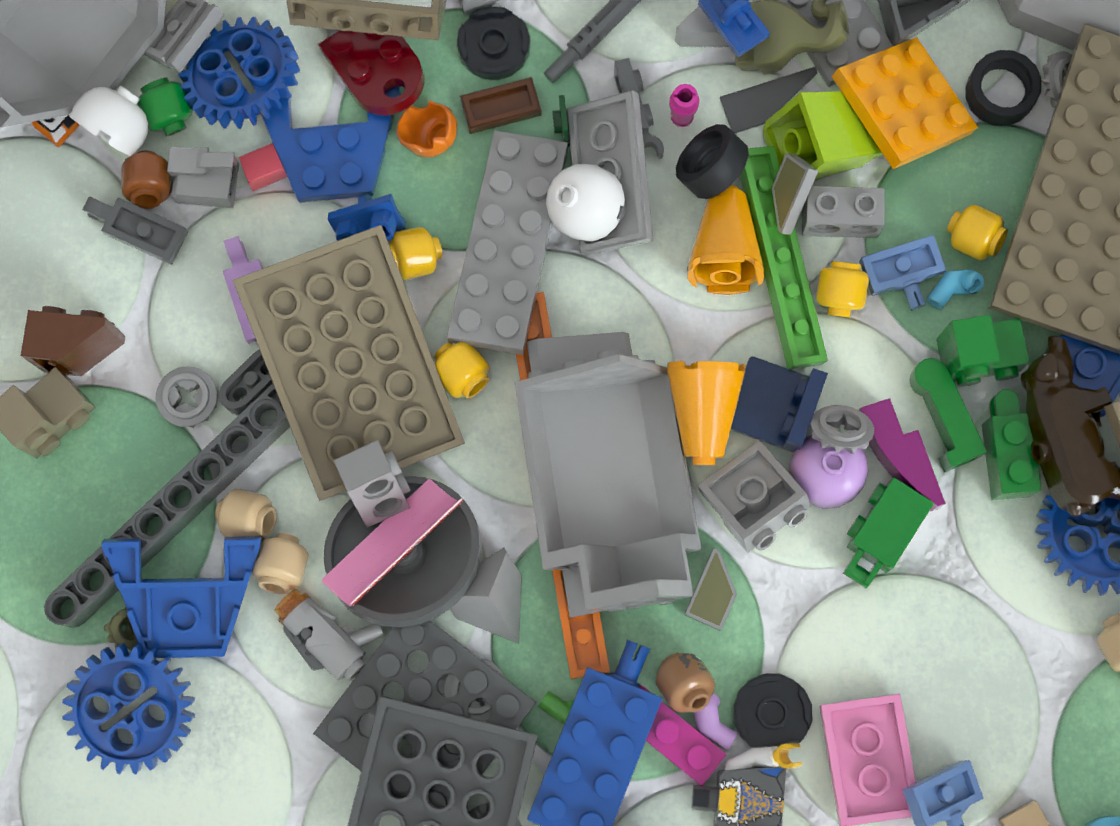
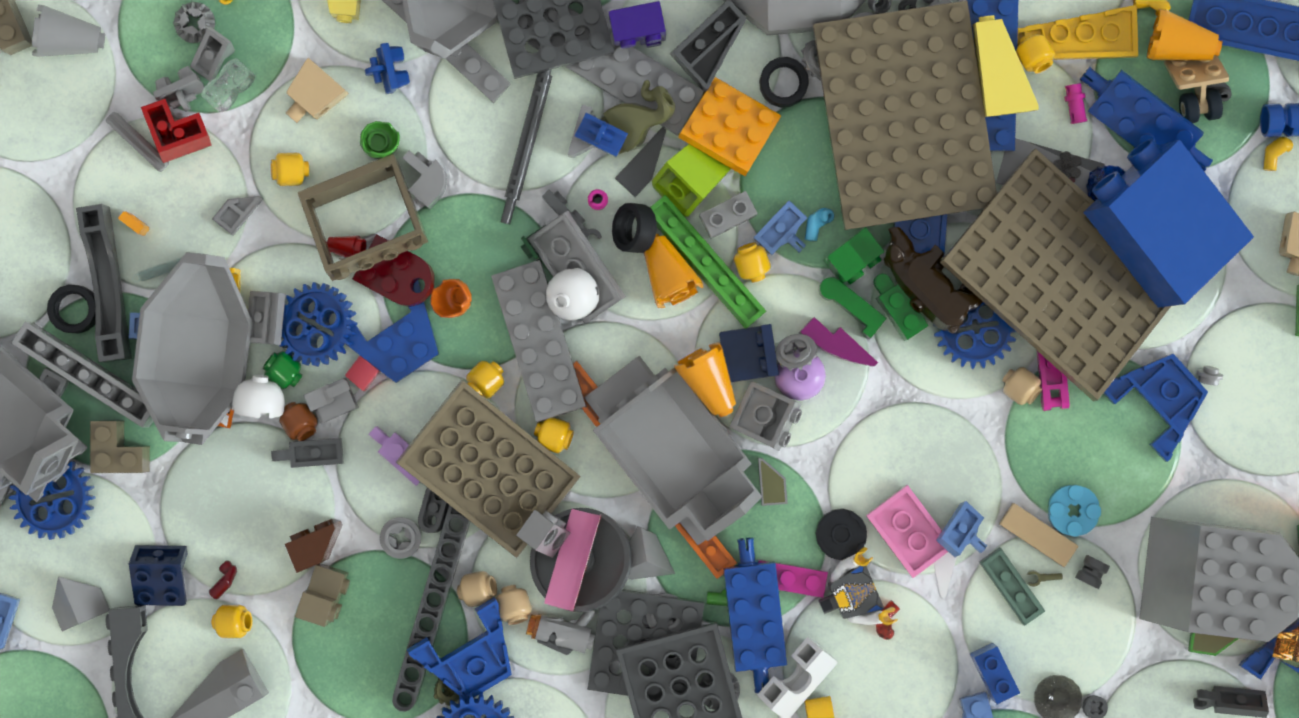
camera: 30 degrees left, 10 degrees up
(367, 215) = (447, 375): blue hips -> none
(493, 43) = (458, 218): black tile -> none
(501, 105) = (485, 256): reddish brown tile -> none
(685, 682) = (783, 546): medium nougat head -> none
(709, 725) = (807, 559): lavender arm -> none
(791, 191) = (691, 221): tile -> none
(885, 529) = (851, 394): green brick -> none
(977, 232) = (814, 184): yellow head -> none

